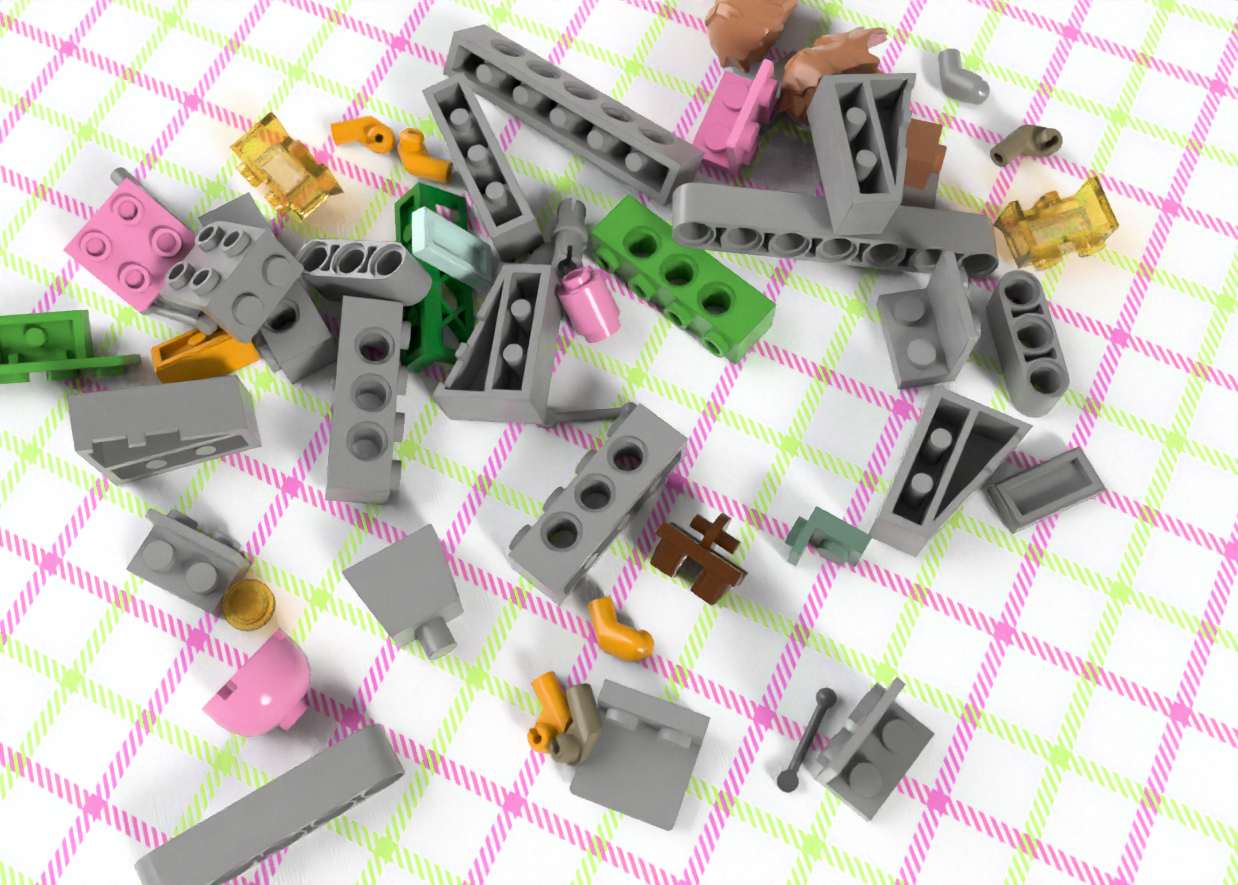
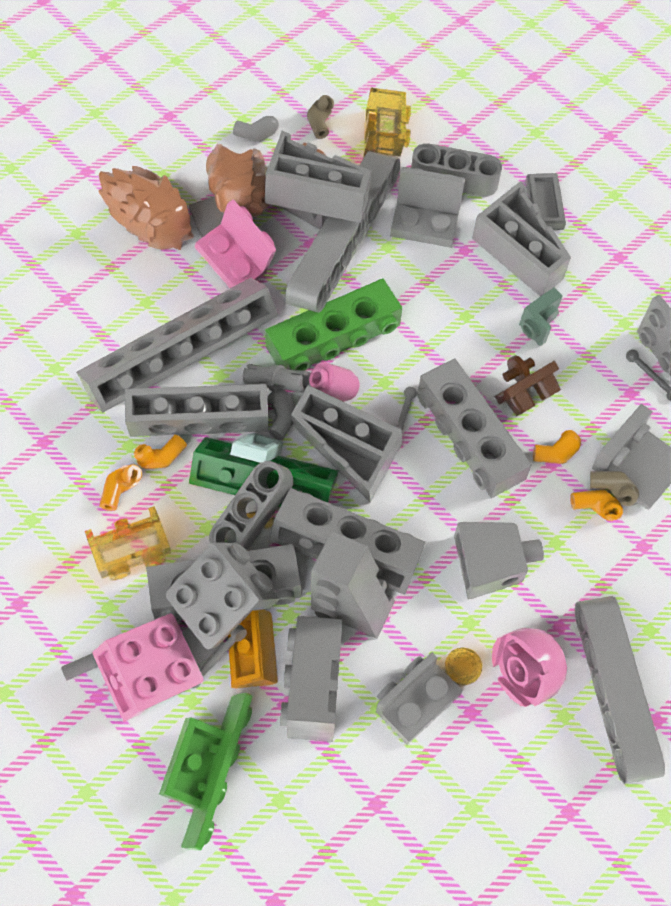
camera: 75 degrees left, 5 degrees down
(281, 413) = (347, 586): none -> light grey wedge

